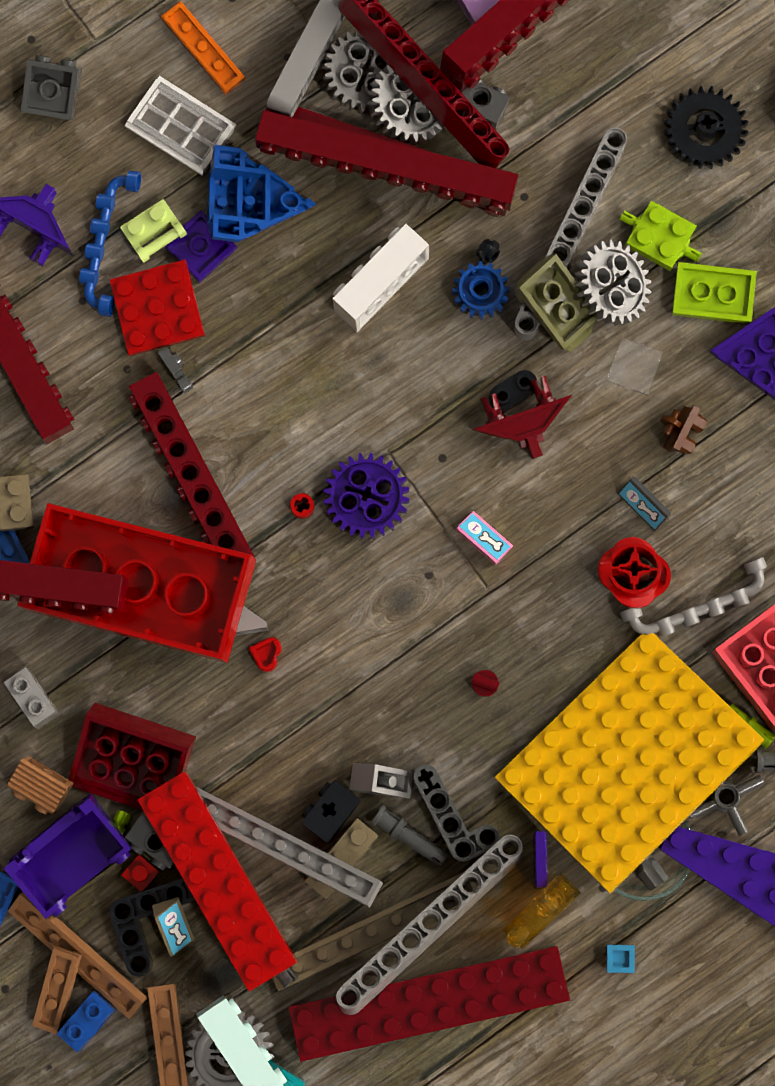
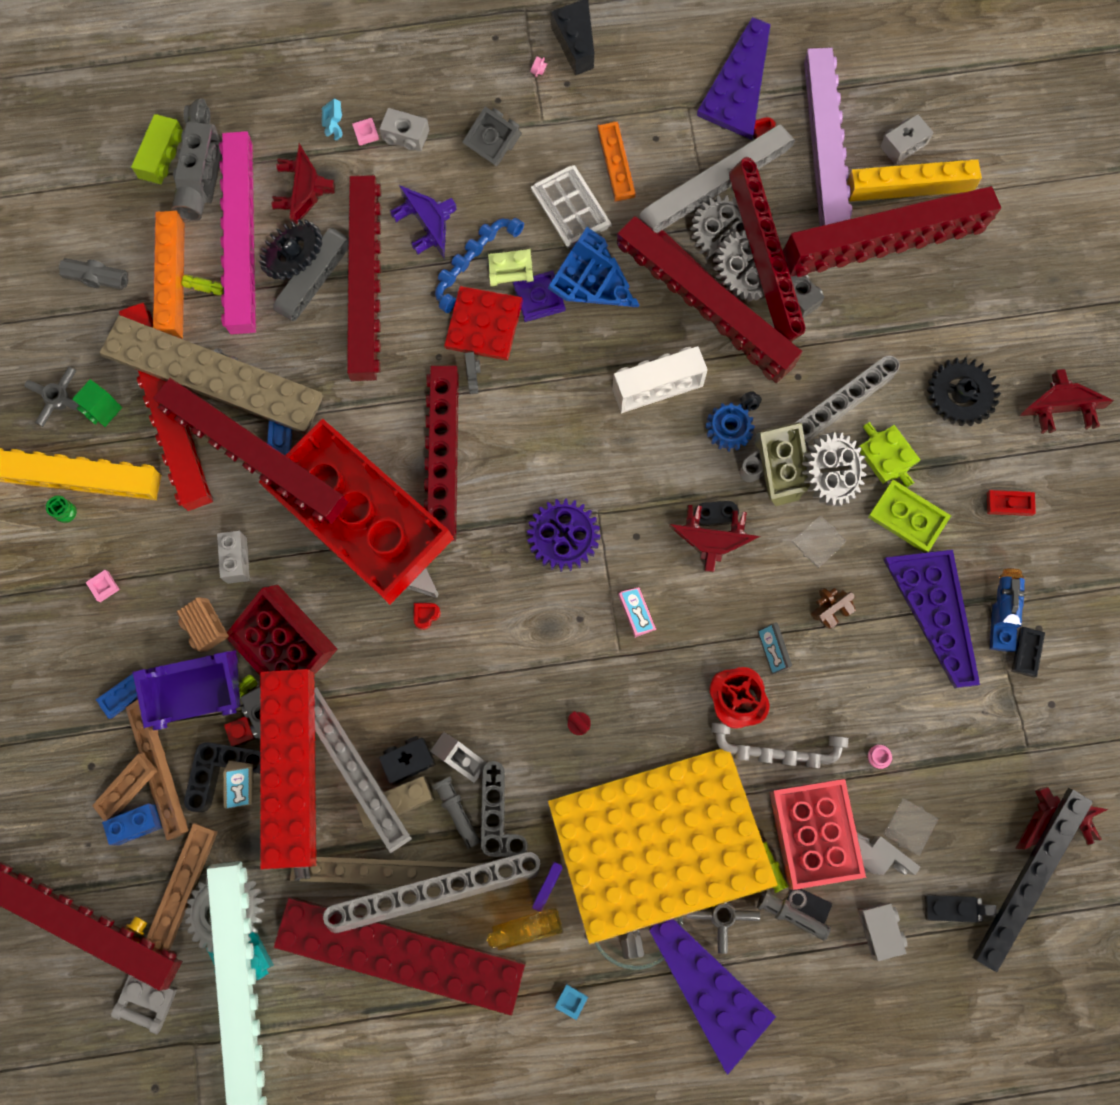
camera: 25 degrees right, 5 degrees down
(299, 498) = (513, 511): red bush -> none

